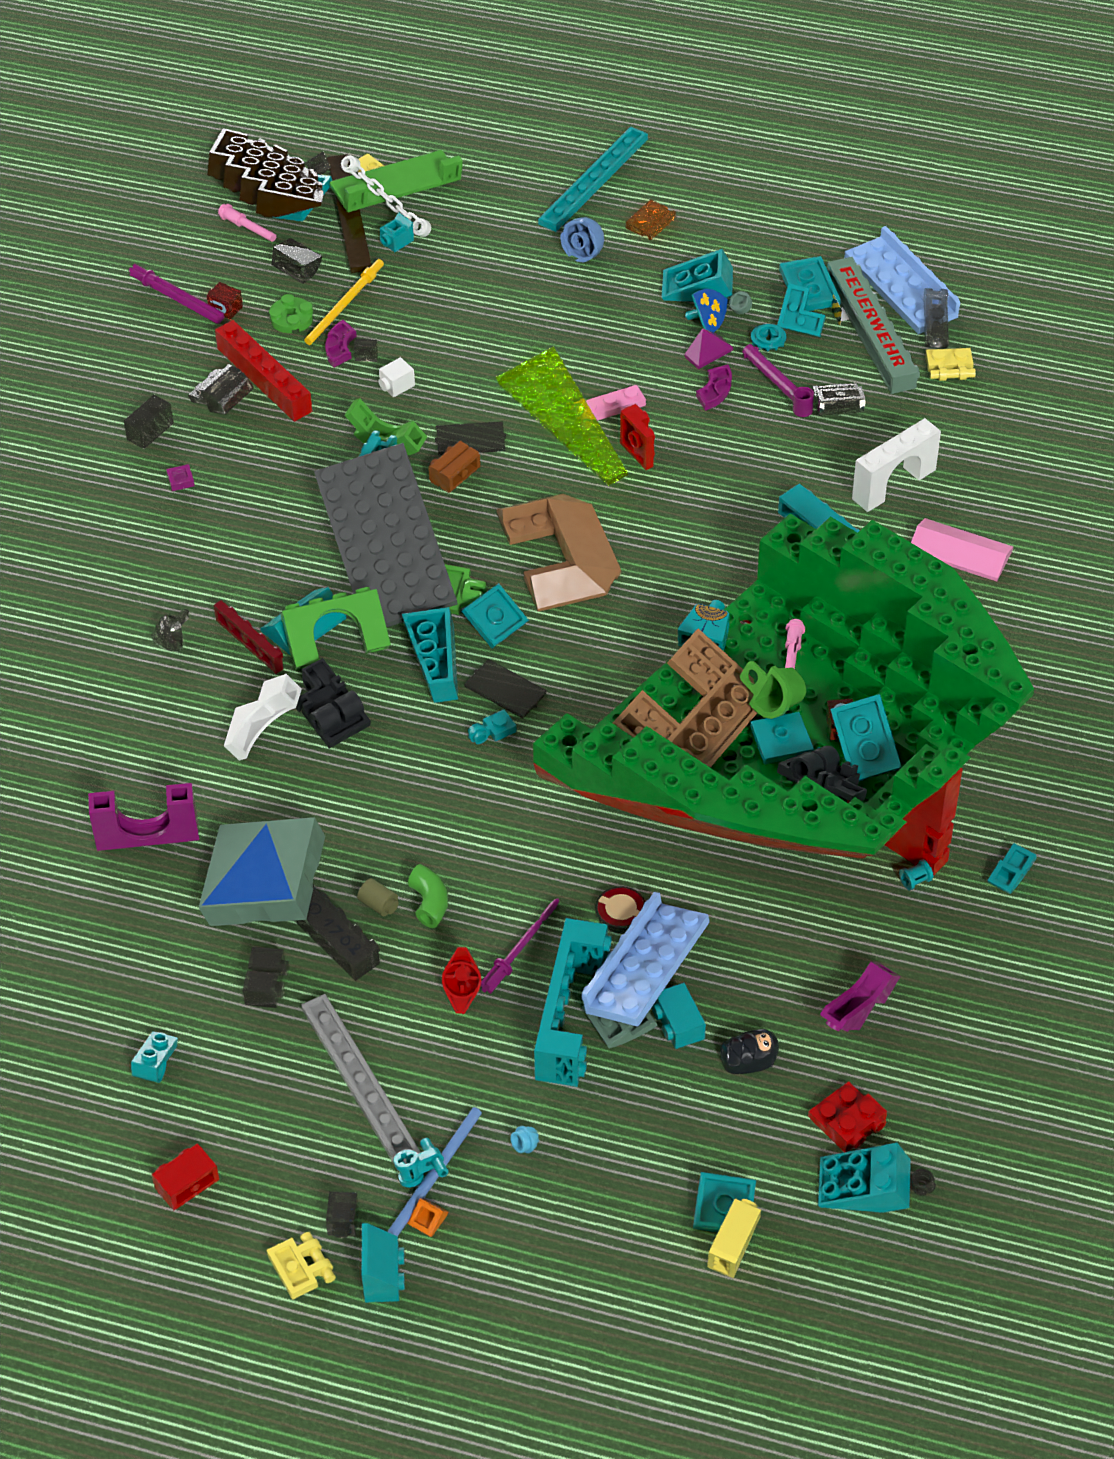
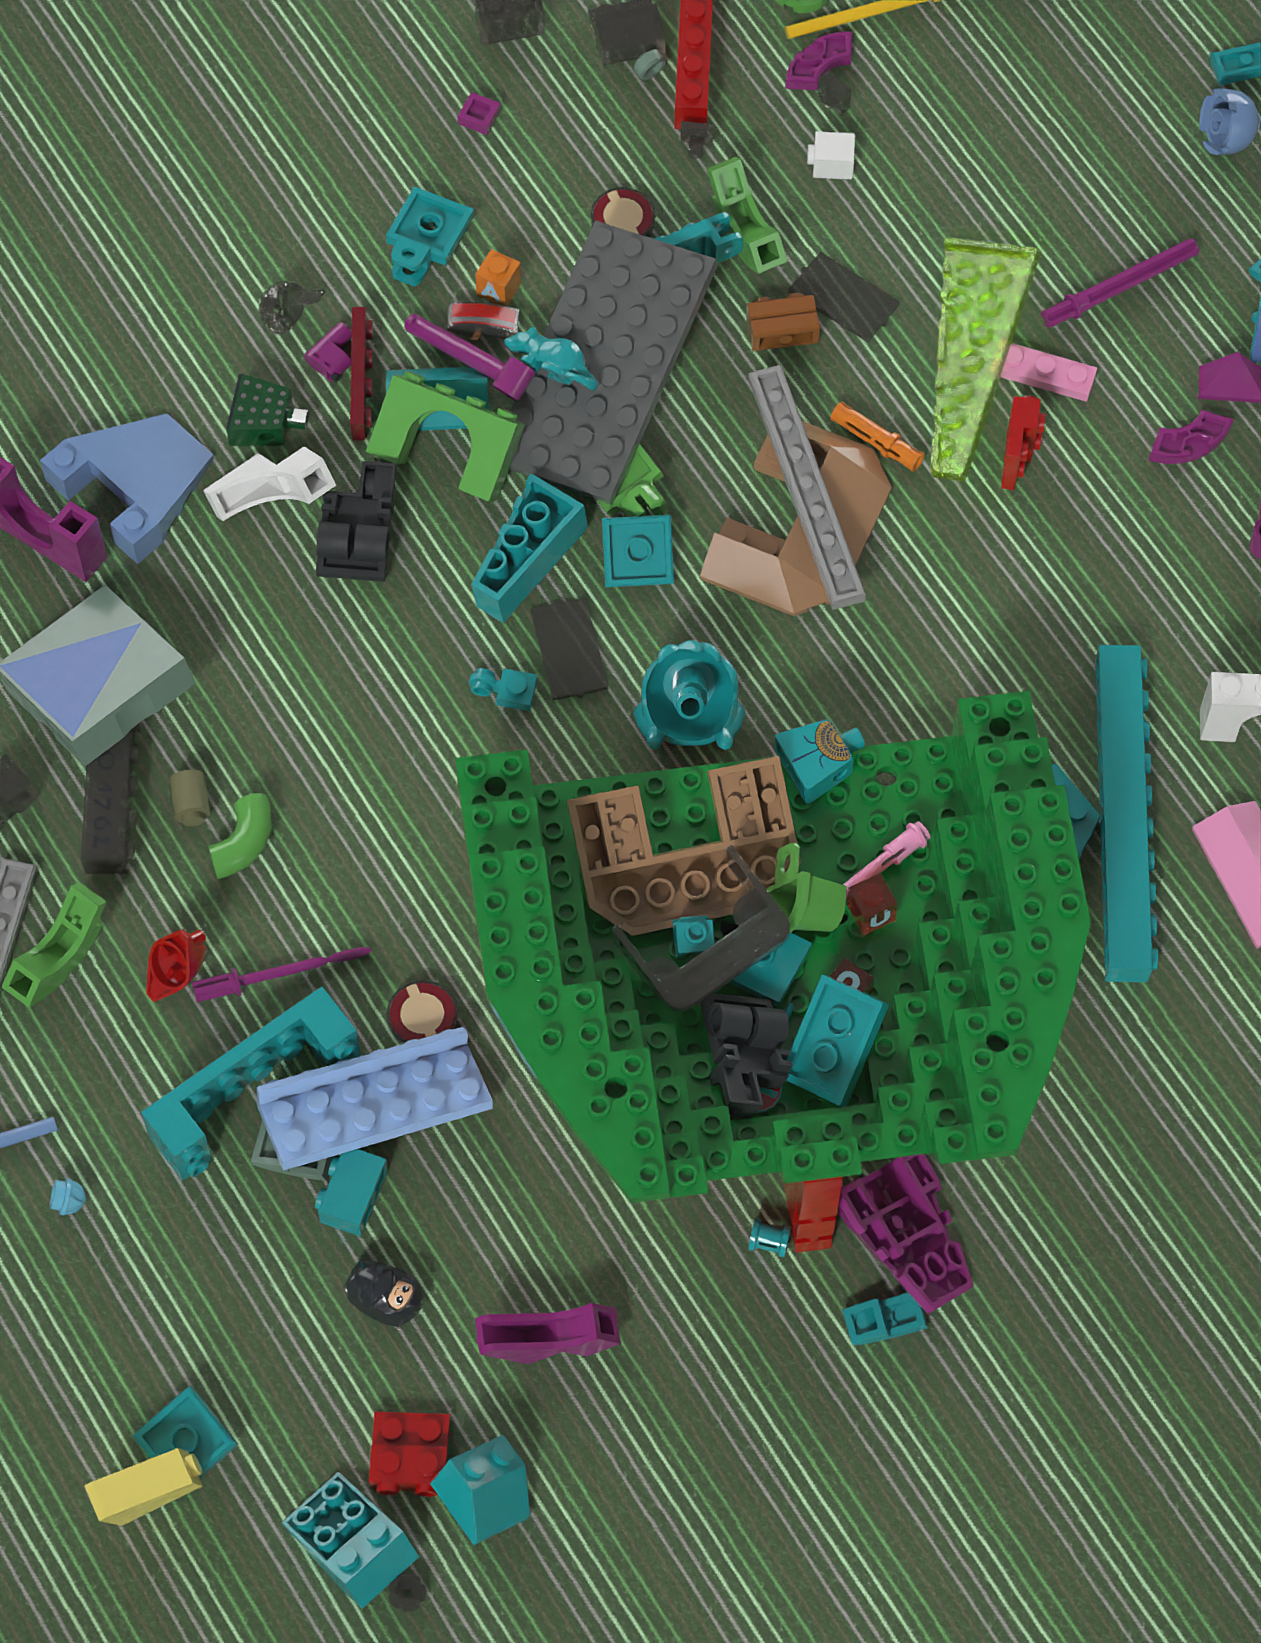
camera: 40 degrees right, 15 degrees up
(170, 759) = (144, 464): none -> medium blue wedge
(214, 558) = (415, 245): none -> teal plate
(214, 690) = (262, 413): none -> dark green torso
(220, 642) = (326, 354): none -> magenta piece
(251, 397) = (649, 64): none -> sand green tile
(278, 543) = (498, 278): none -> orange brick
(288, 568) = (472, 318): none -> slope
(303, 475) = (626, 210): none -> tile
(314, 413) = (696, 135): none -> clear smoke tile
(343, 577) = (509, 377): none -> magenta piece
(362, 546) = (557, 356): none -> teal animal
(386, 1016) = (60, 951): none -> bright green arch
(556, 523) = (806, 487): none -> light grey tile
(560, 485) = (888, 443): none -> orange pin
(594, 365) = (1082, 301): none -> magenta axle
(602, 657) = (689, 698): none -> teal piece
(738, 747) = (692, 935): none -> teal window
(767, 711) = (759, 932): none -> clear smoke windscreen
(812, 669) = (872, 903): none -> clear red brick
(911, 1094) = (485, 1489): none -> teal slope
(982, 820) = (905, 1231): none -> magenta wedge

